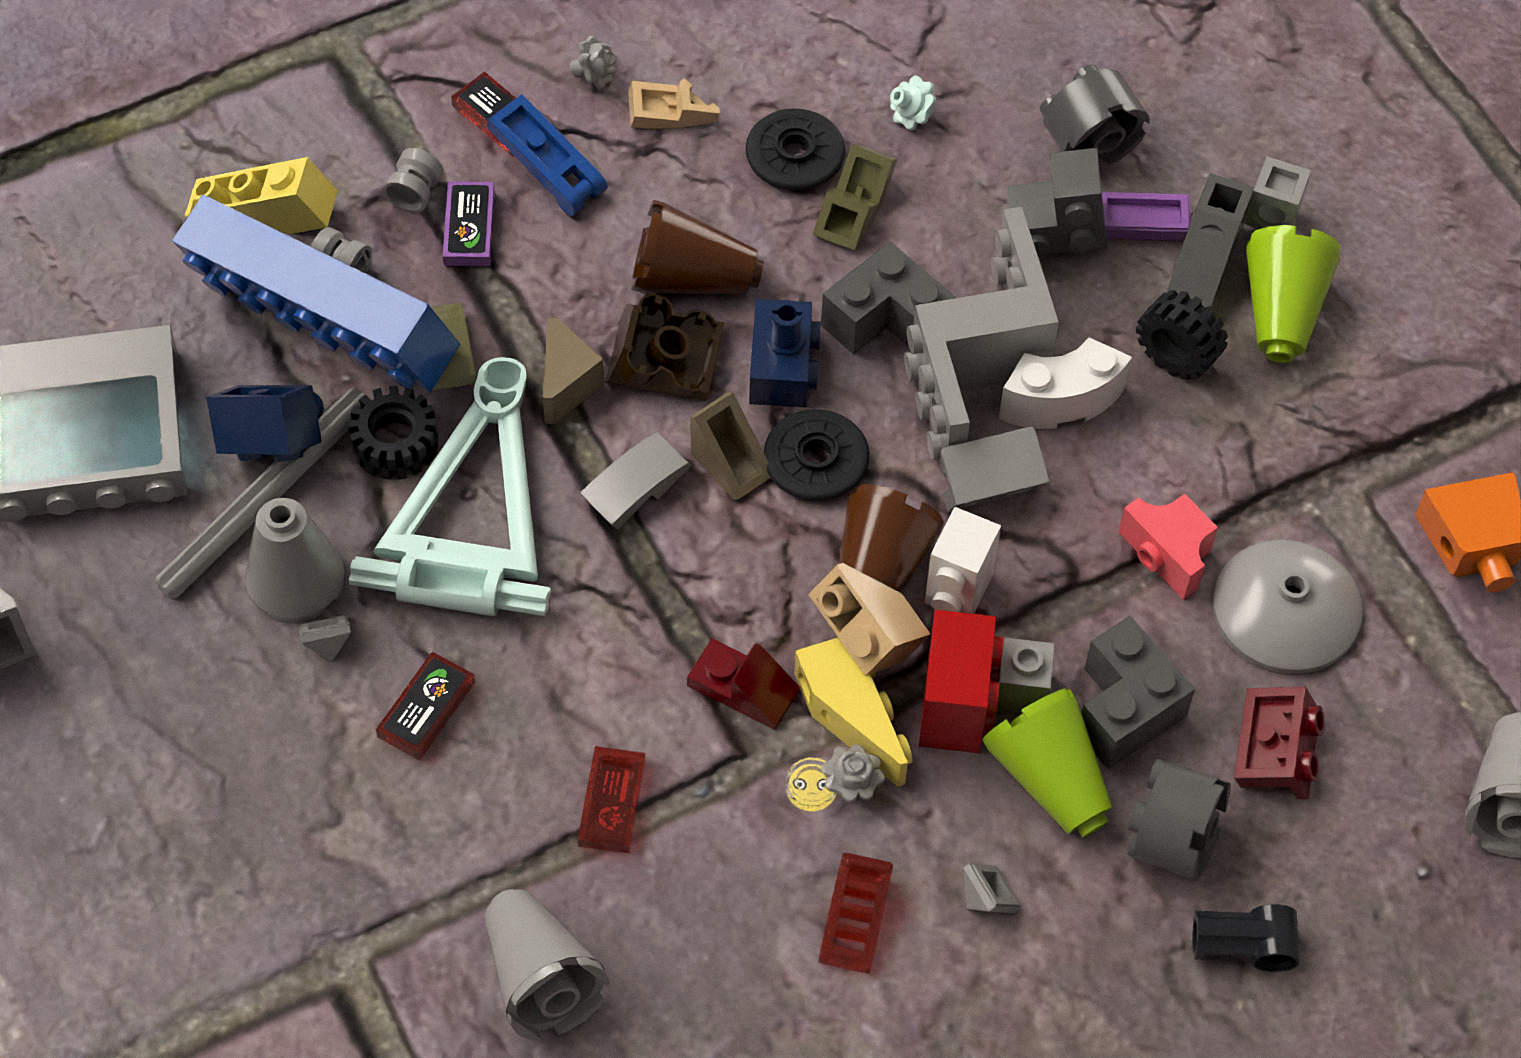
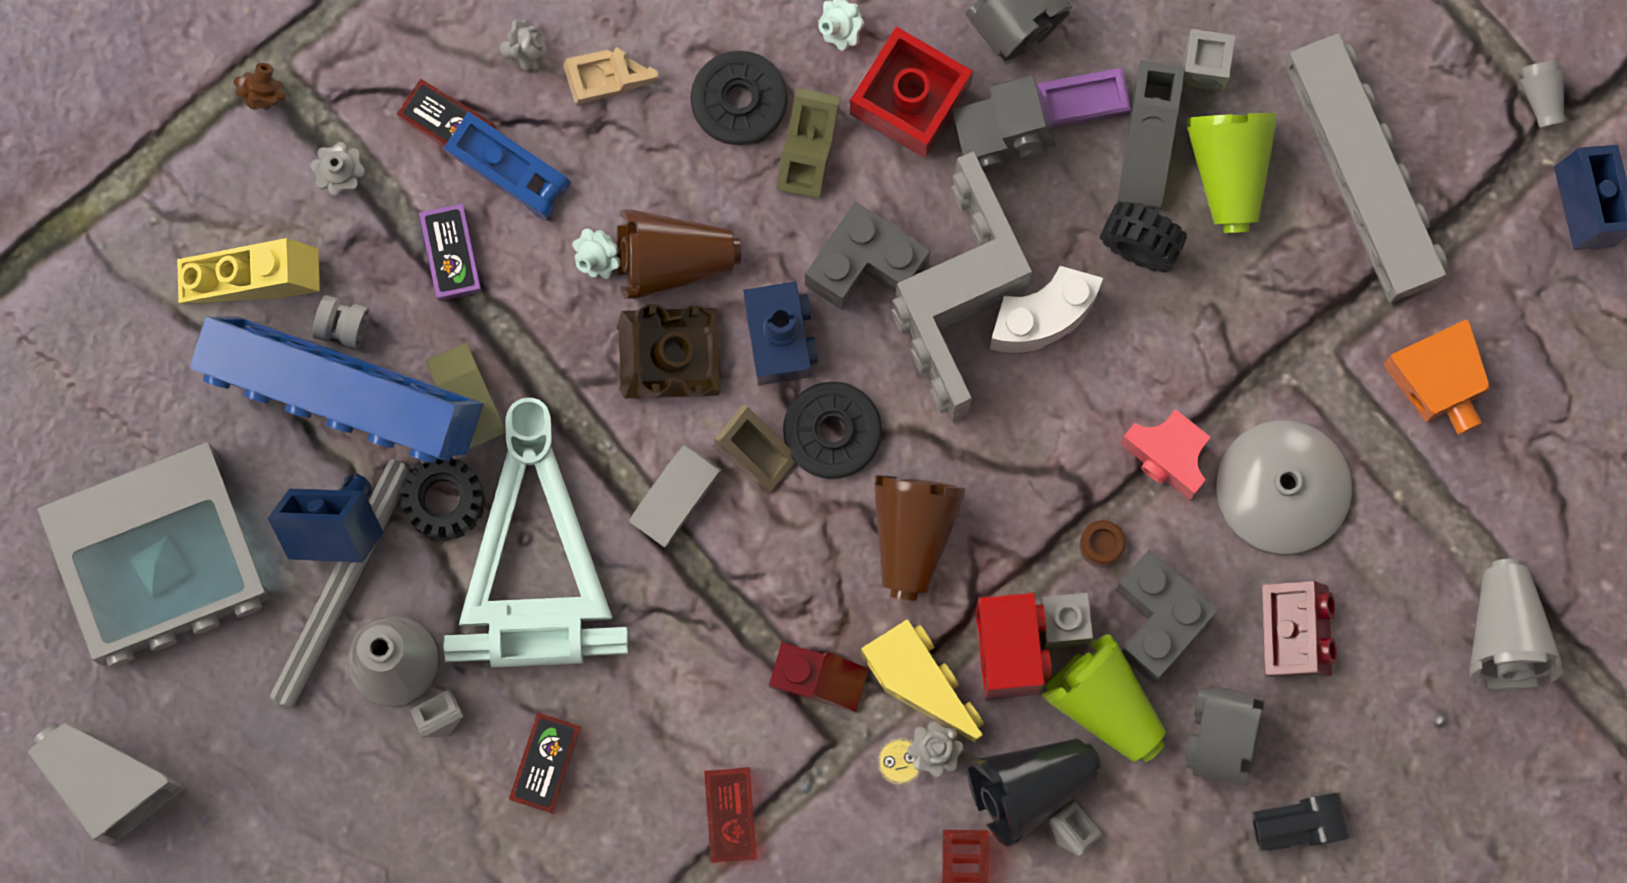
camera: 10 degrees left, 20 degrees up
(325, 49) = (259, 88): none -> reddish brown plant
(379, 129) = (337, 168): none -> light grey plant
(414, 177) = (386, 220): light grey wheel -> none
(570, 372) = (586, 398): dark tan slope -> none
(615, 248) = (596, 253): none -> light aqua plant
(868, 618) = (921, 609): tan slope -> none
(948, 827) = (1030, 785): none -> black cone
(962, 562) = (990, 529): white brick -> none
(967, 166) = (910, 92): none -> red brick
(993, 468) = (998, 421): light grey panel -> none
(1080, 618) = (1102, 543): none -> reddish brown tile
(1427, 328) = (1365, 168): none -> light grey brick

